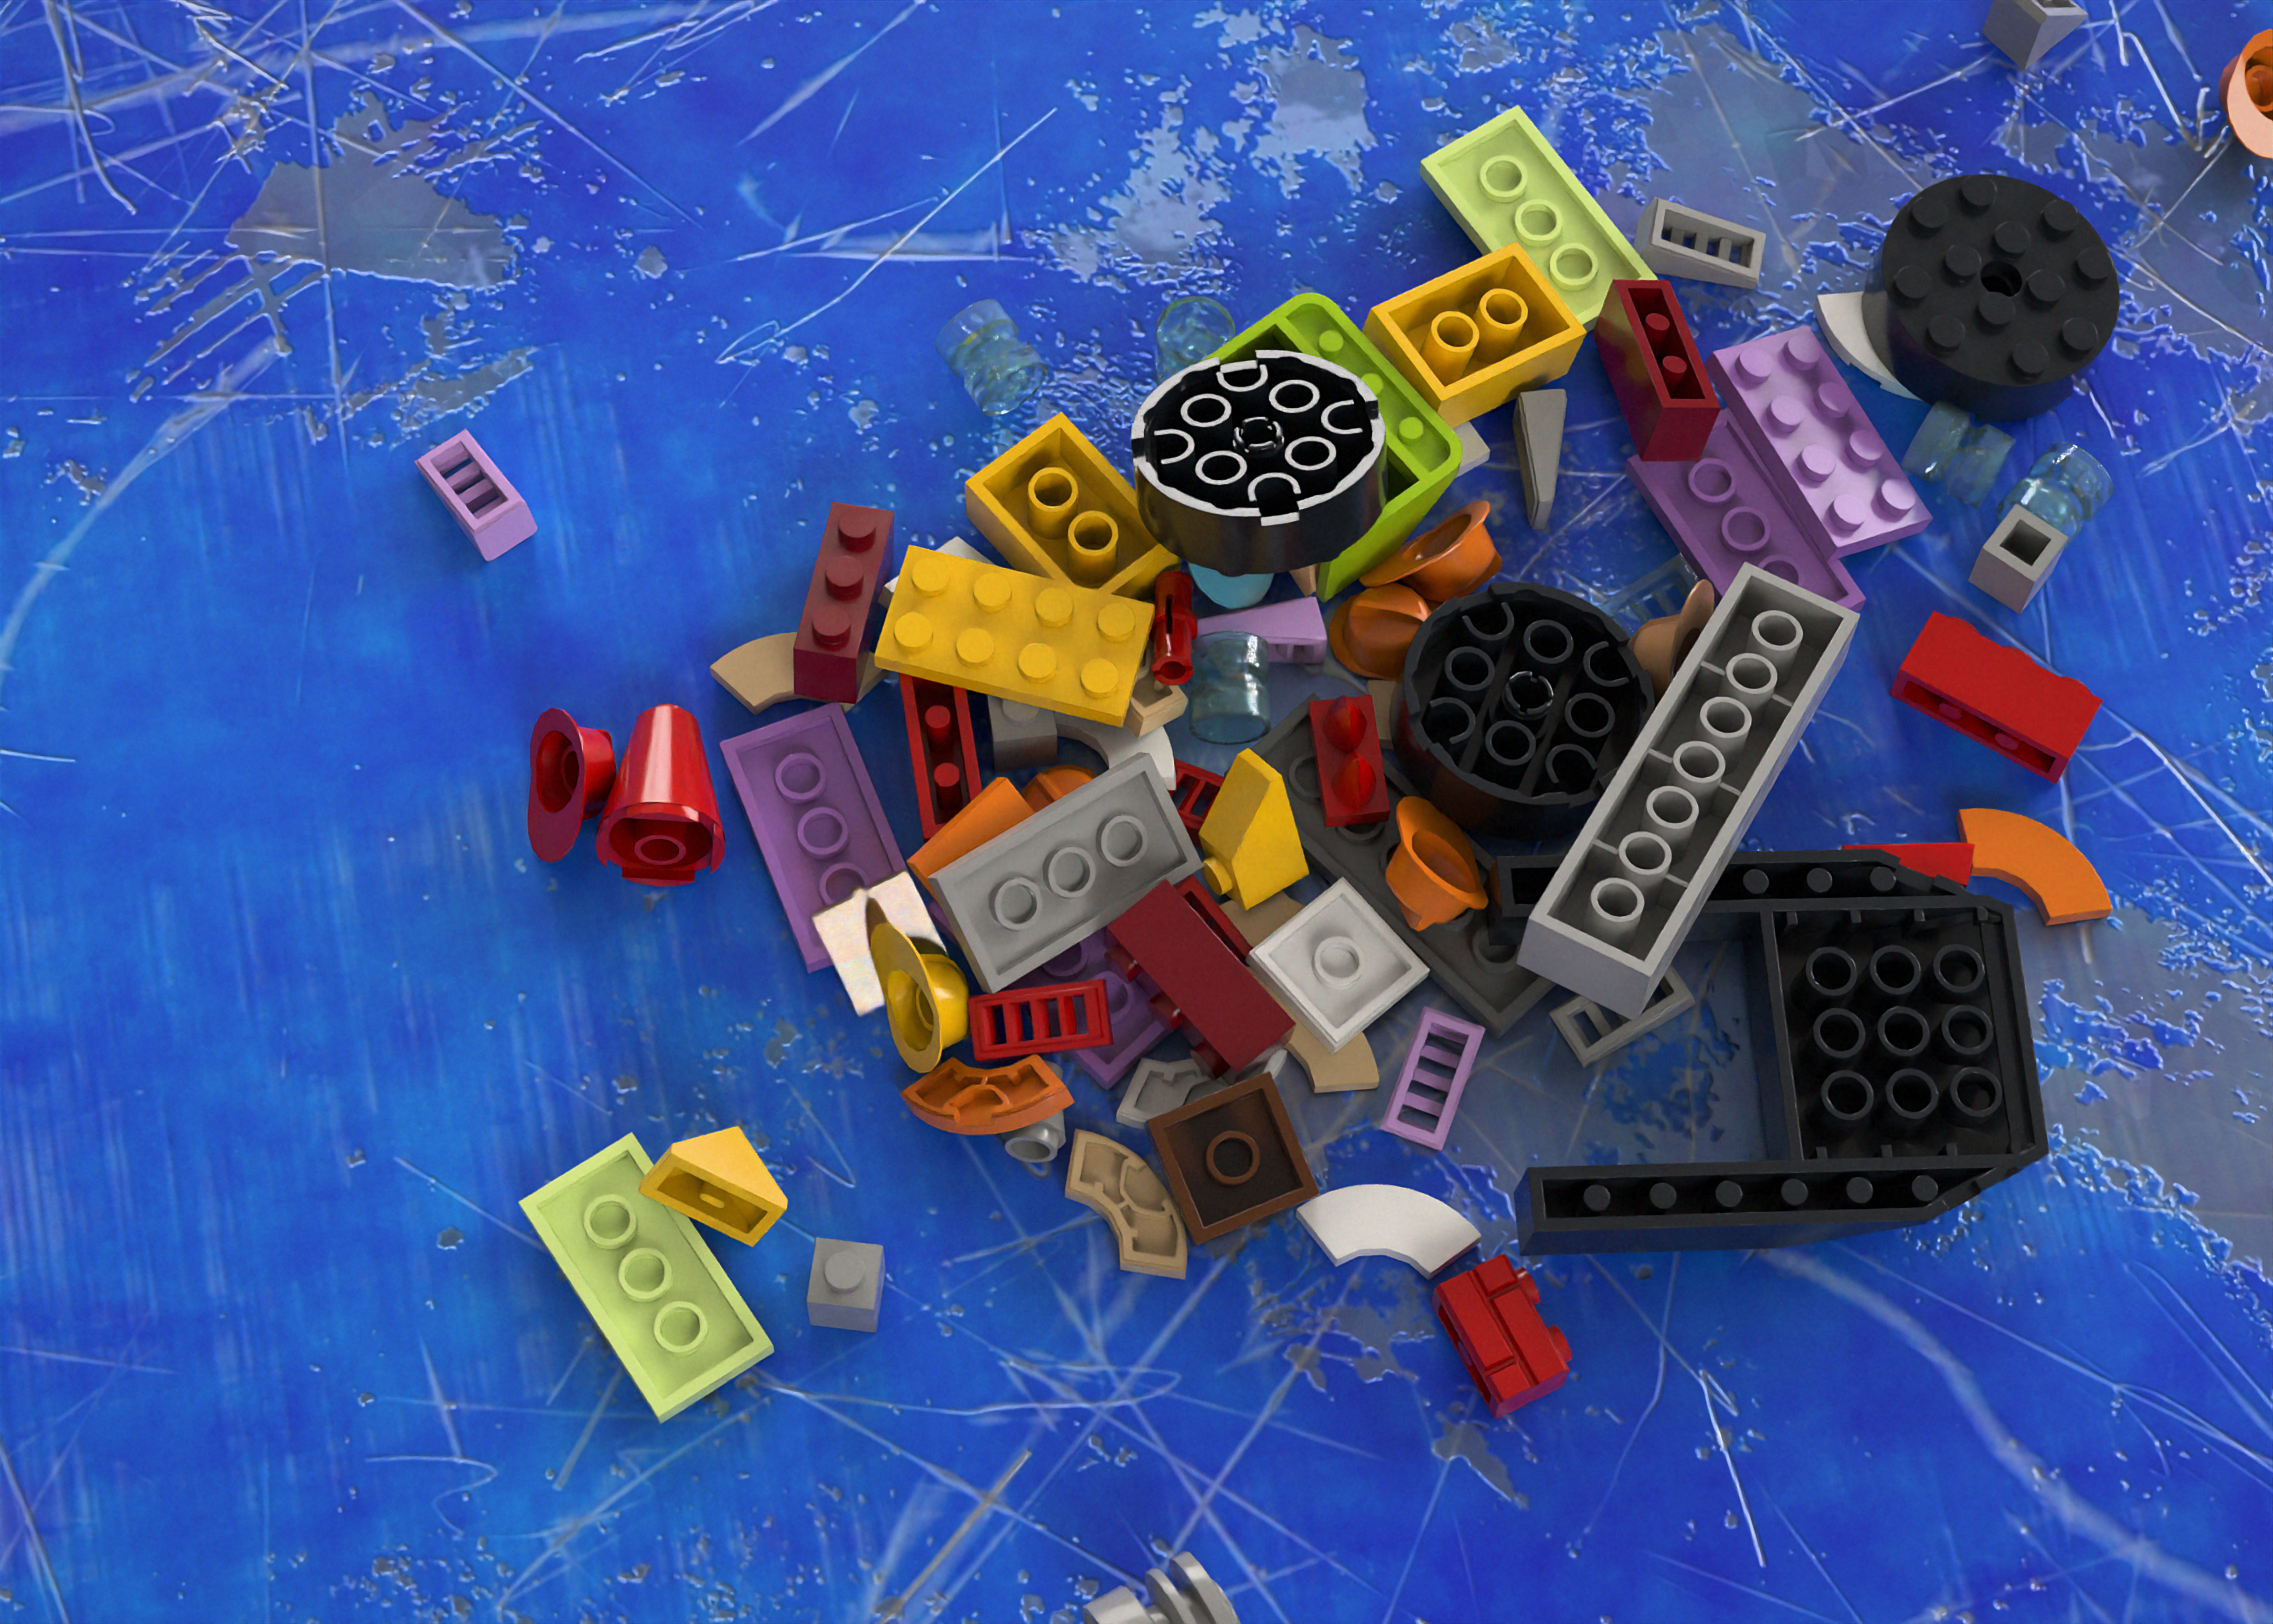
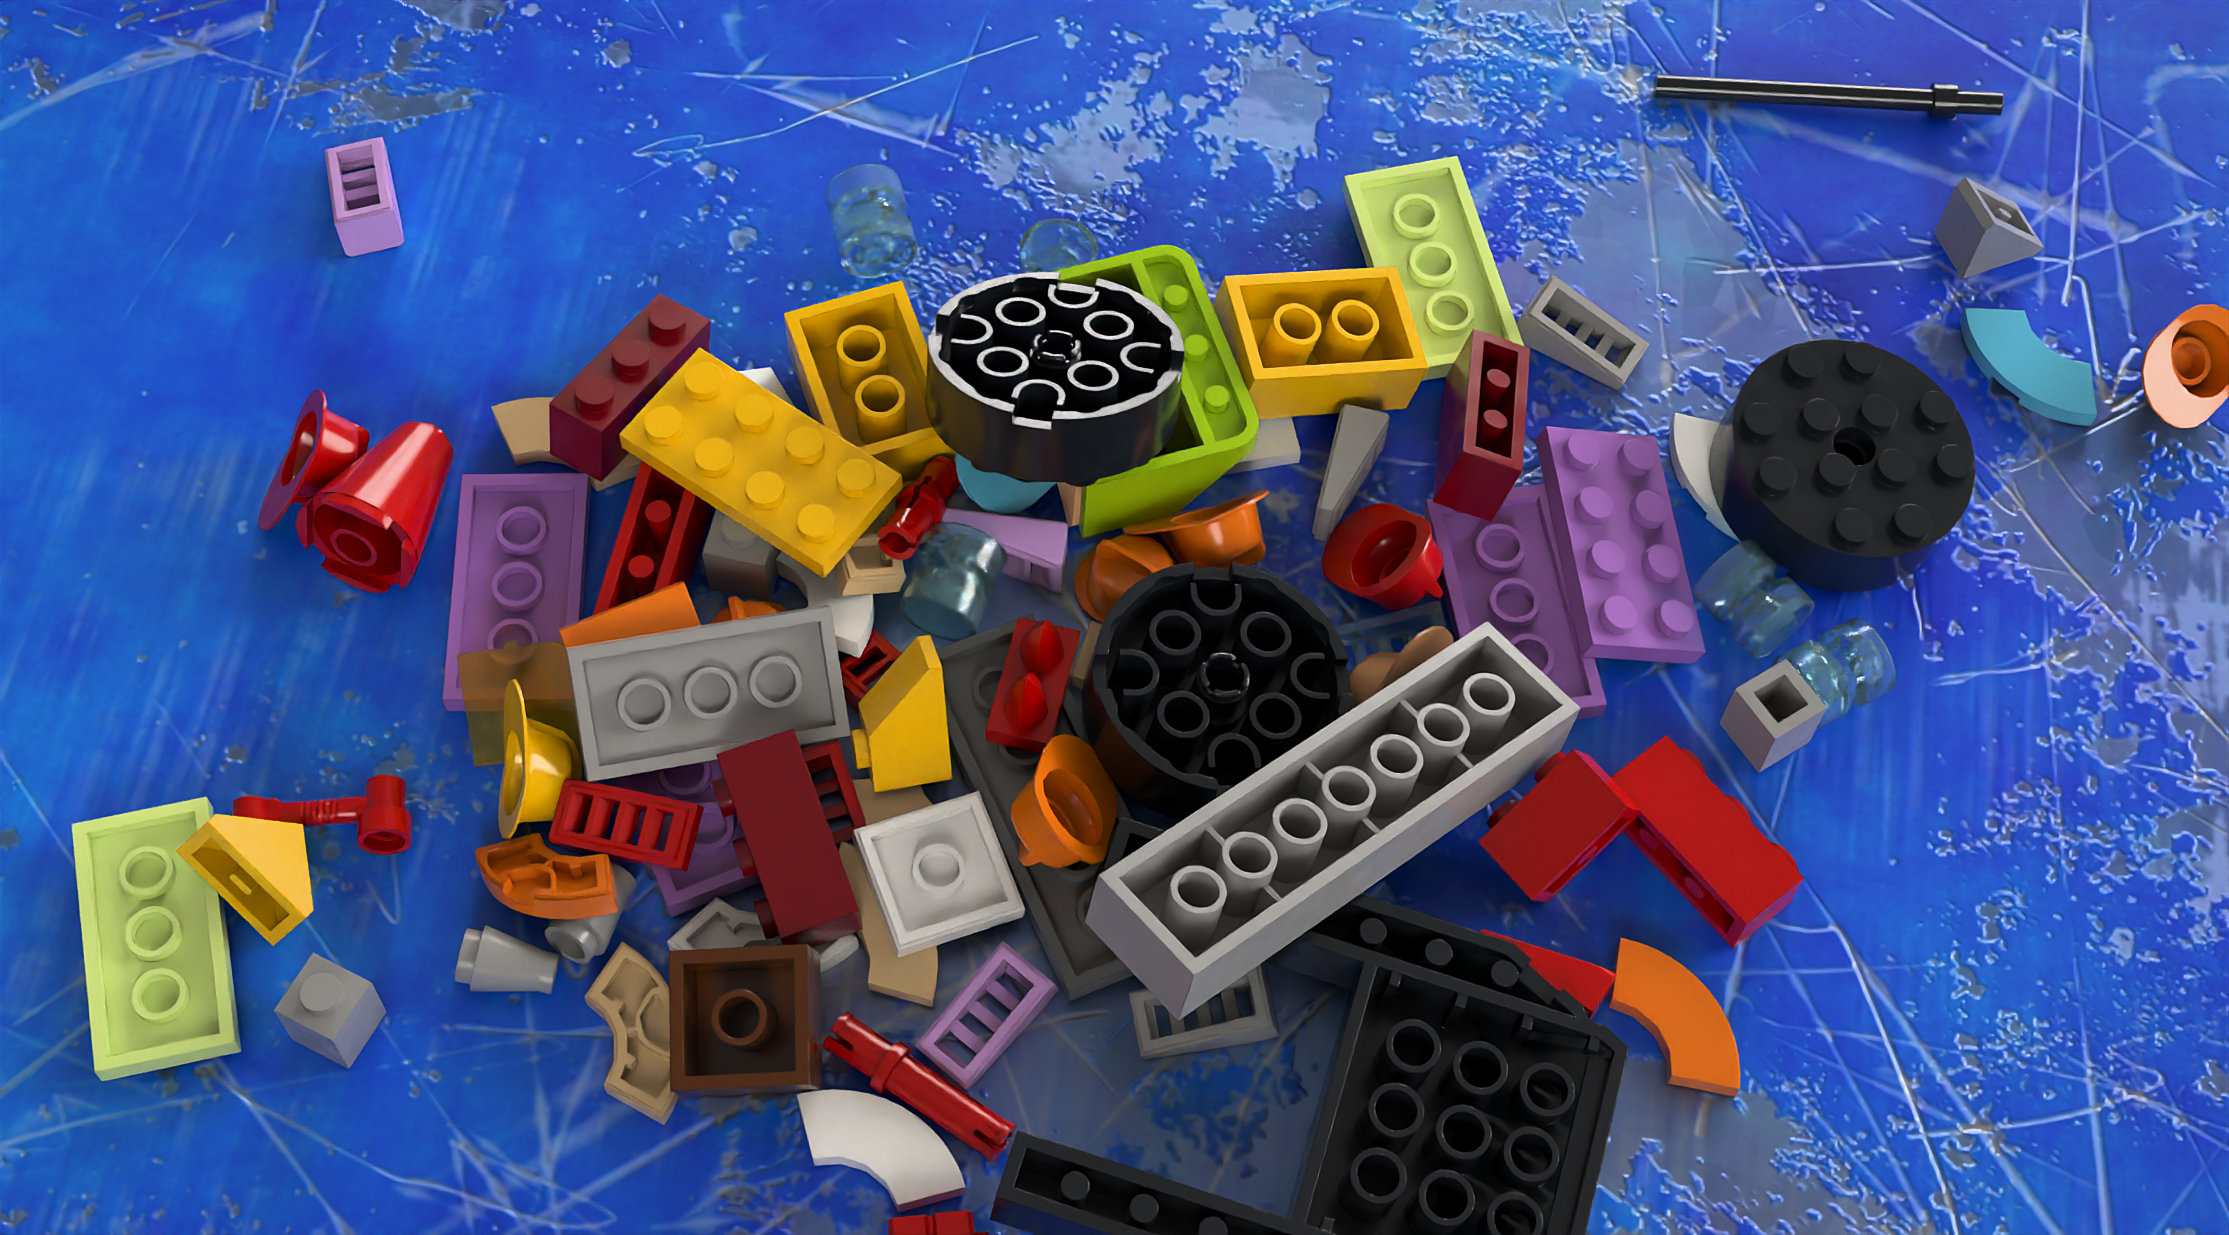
camera: 20 degrees right, 5 degrees down
(794, 1090) = (380, 814): none -> red brick
(979, 1186) = (501, 962): none -> light grey cone
(1401, 1162) = (919, 1086): none -> red pin
(1611, 527) = (1384, 557): none -> red piece
(1871, 727) = (1558, 824): none -> red brick
(2123, 144) = (2019, 361): none -> medium azure tile

